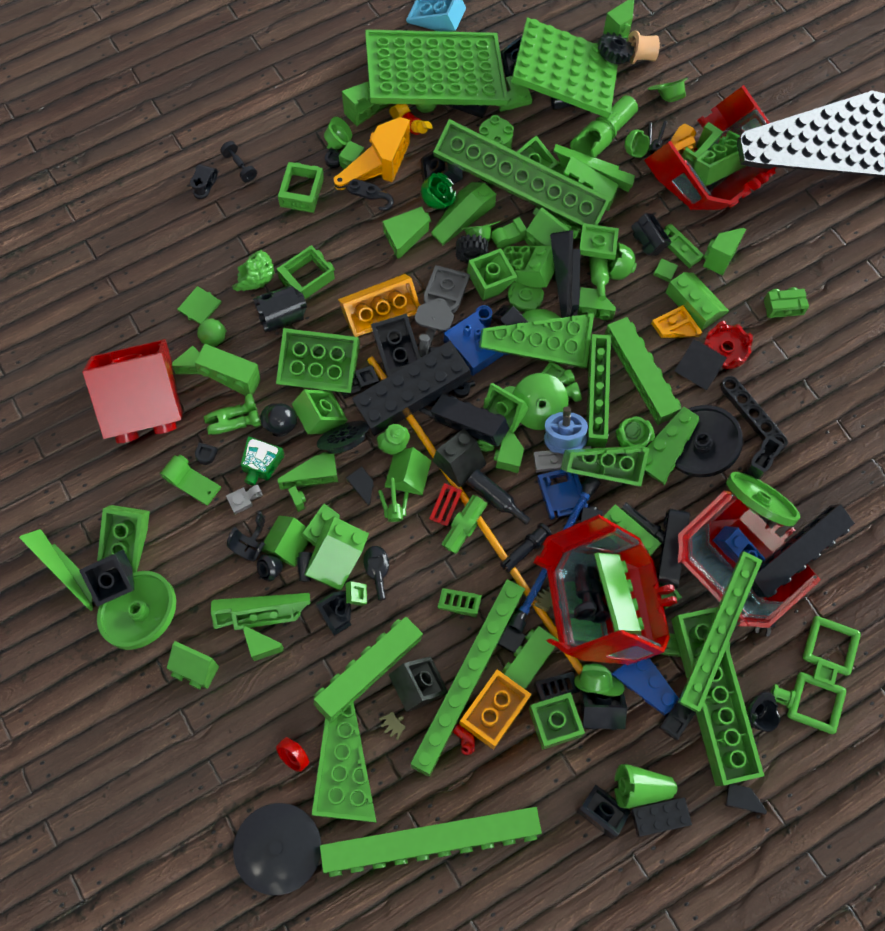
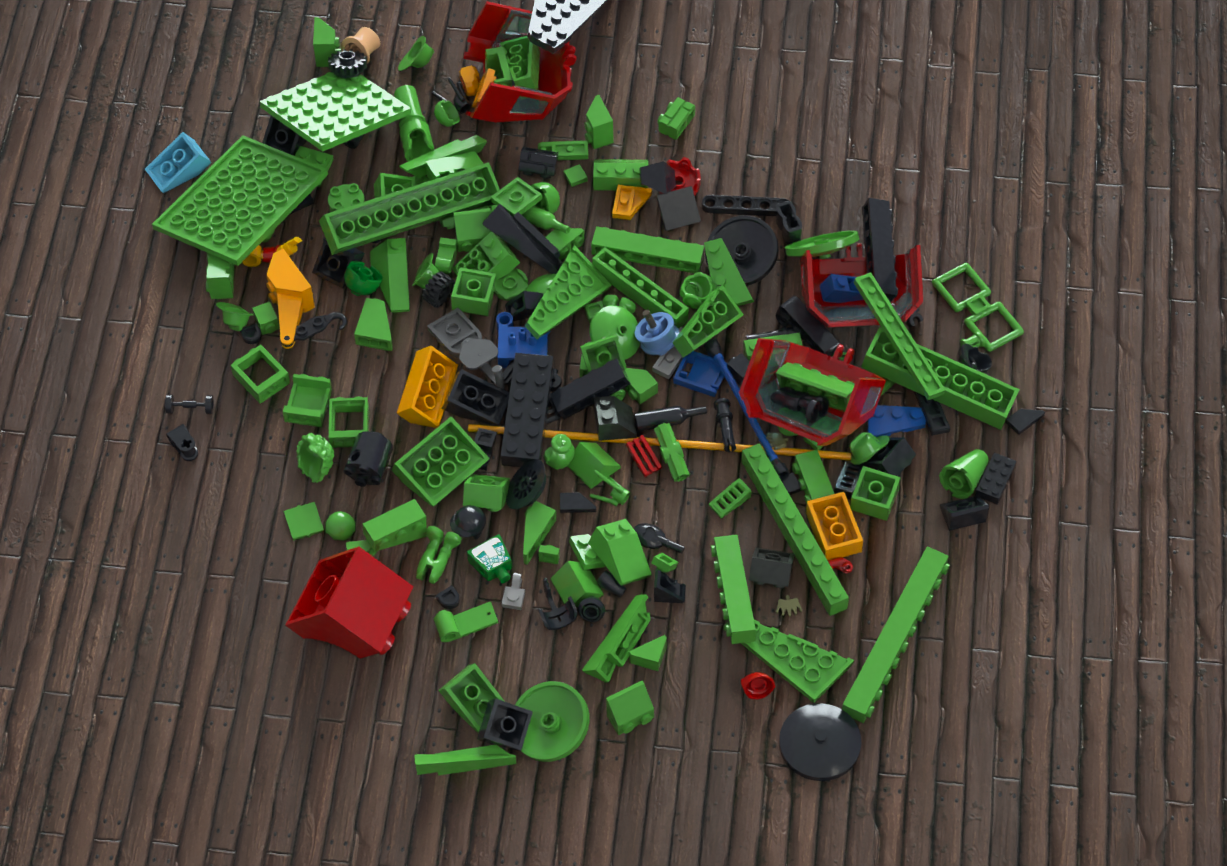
camera: 50 degrees left, 10 degrees down
(304, 233) = (308, 400): none -> bright green panel
(712, 329) = (658, 177): none -> black slope

